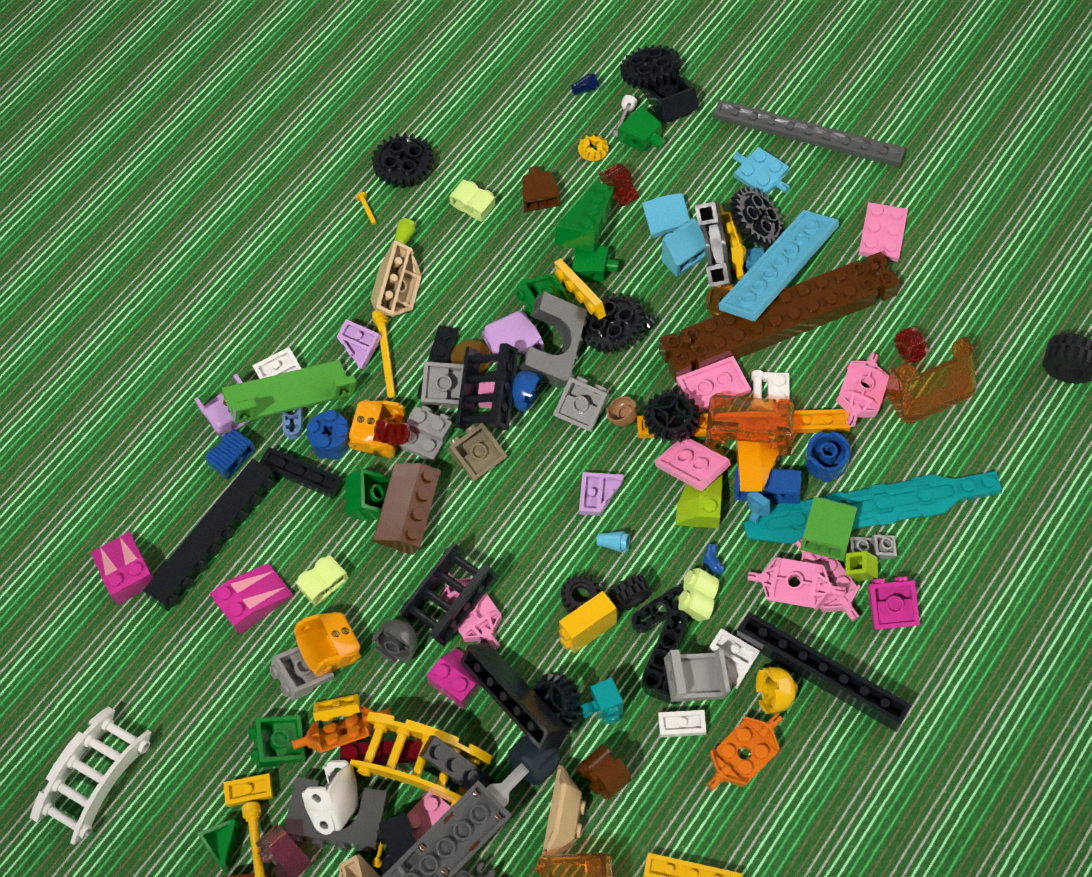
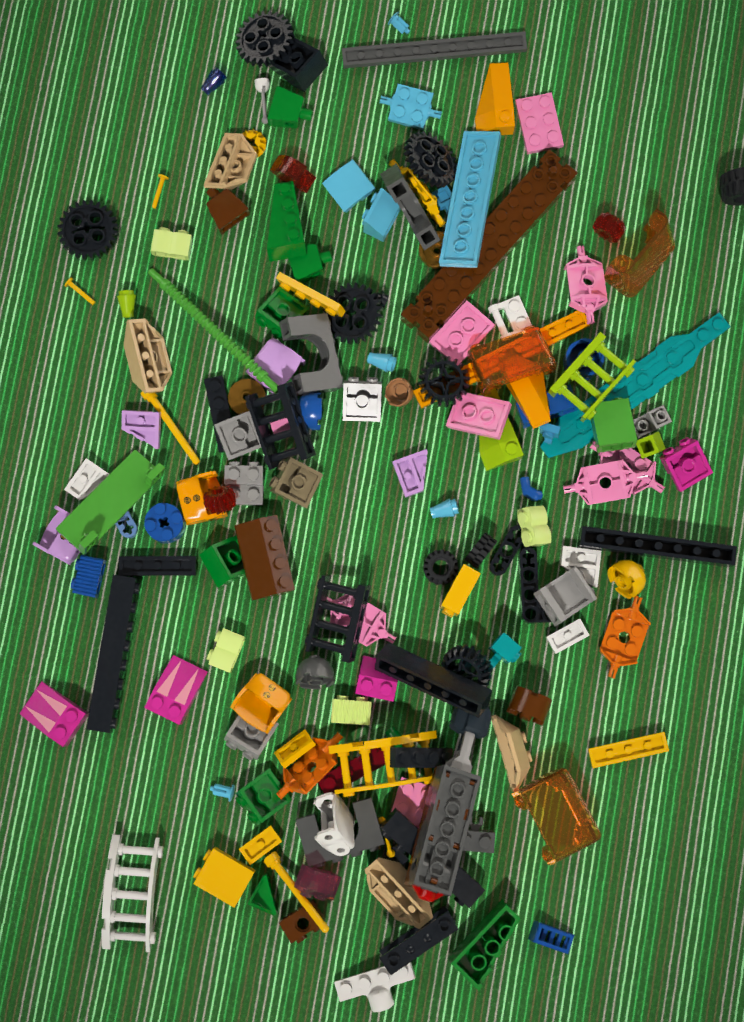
camera: 30 degrees left, 20 degrees up
(192, 804) = (223, 876): none -> yellow brick
(242, 718) = (223, 791): none -> medium azure piece
(414, 696) = (351, 711): none -> yellowish green brick
(470, 283) = (216, 332): none -> bright green hose
(496, 144) = (159, 189): none -> yellow pin
(561, 151) = (232, 163): none -> tan wedge
(622, 379) = (383, 361): none -> medium azure cone
(784, 99) = (399, 23): none -> medium azure piece
(827, 448) = (585, 359): none -> lime fence
(848, 197) = (496, 102): none -> light orange wedge

